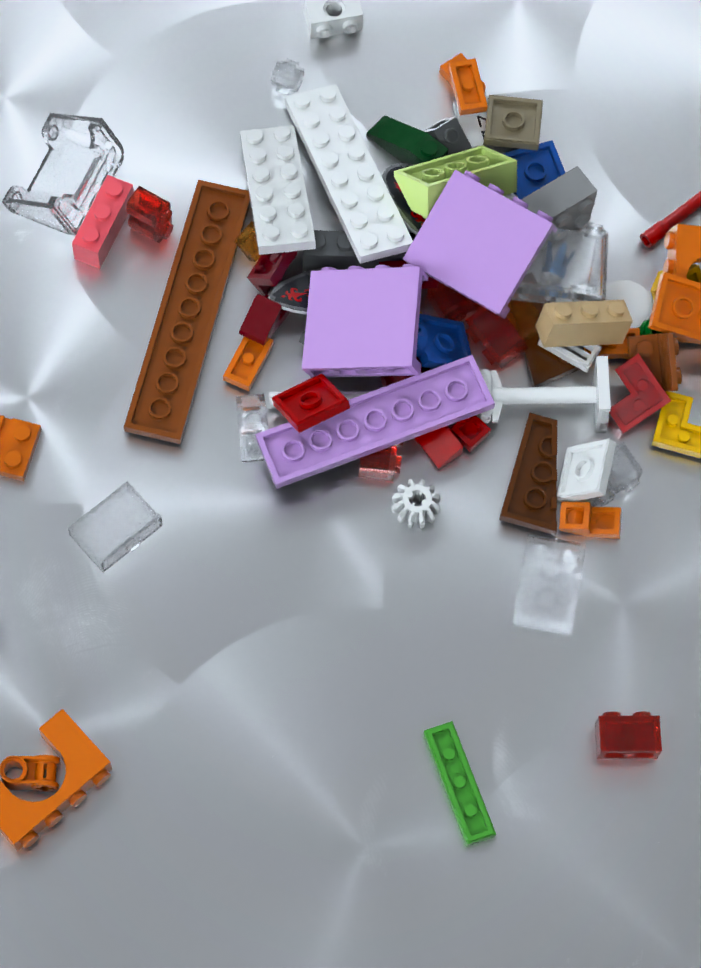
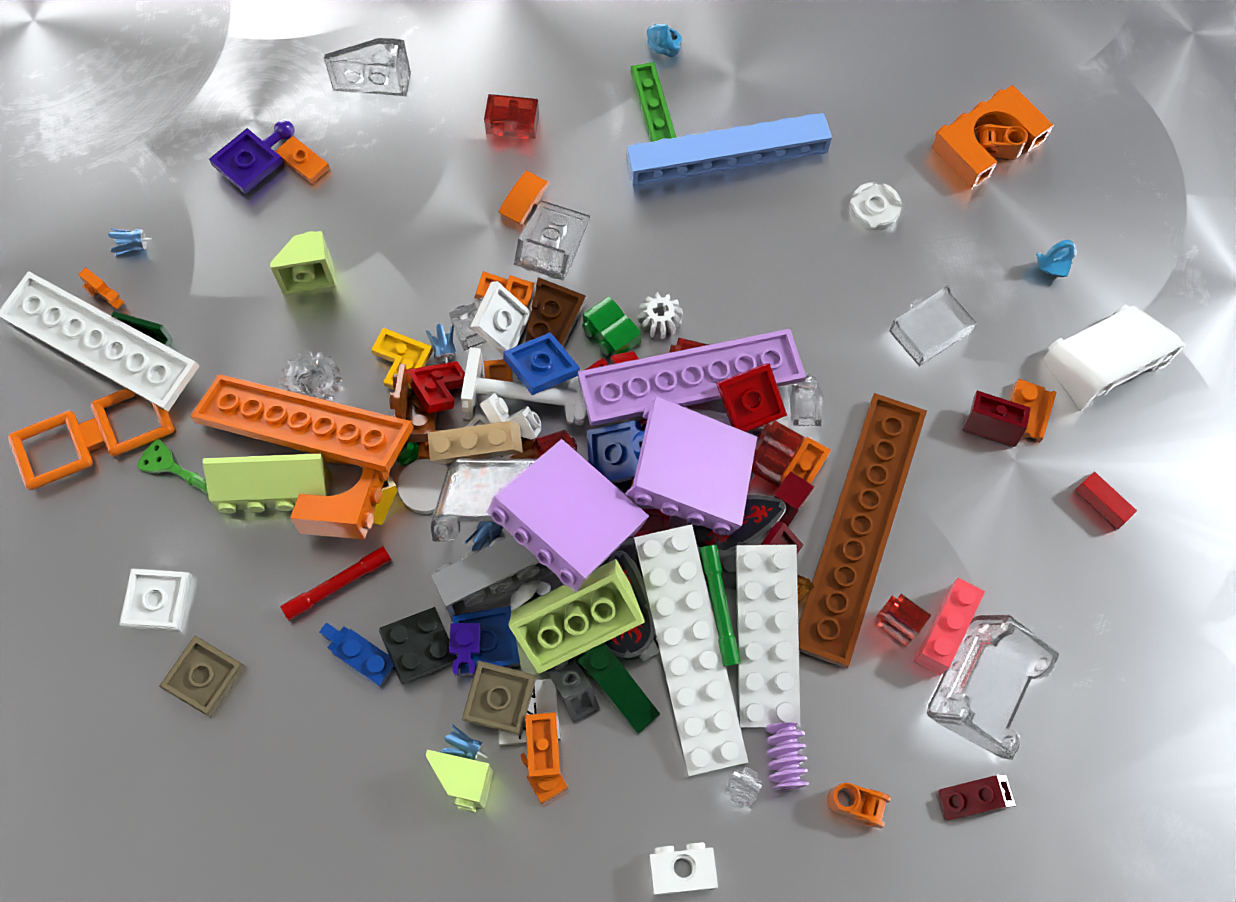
camera: 170 degrees left, 0 degrees up
(48, 425) = (997, 419): none -> dark red panel
(77, 85) = (976, 797): none -> dark red bracket
(180, 675) = (875, 206): none -> white tile
(184, 75) = (865, 804): none -> orange piece
(250, 100) = (786, 756): none -> lavender piece
(279, 364) = (775, 451): none -> clear red brick
(334, 224) = (713, 571): none -> green piece
(361, 723) = (728, 149): none -> light blue brick
(466, 871) = (661, 40): none -> dark azure piece
(467, 483) = (611, 328): none -> green brick
(534, 54) = (463, 779): none -> yellowish green slope
(534, 417) = (541, 363): none -> blue plate
(535, 87) = (467, 747): none -> flat silver piece
(552, 160) = (464, 642): none -> dark purple plate
(554, 361) = (497, 411): none -> white slope
(576, 422) = (498, 370): none -> orange plate
(592, 634) = (523, 196): none -> orange slope
(598, 159) = (417, 645): none -> pearl dark grey plate
(640, 440) = (444, 346): none -> flat silver piece
(648, 155) = (359, 653): none -> blue hinge

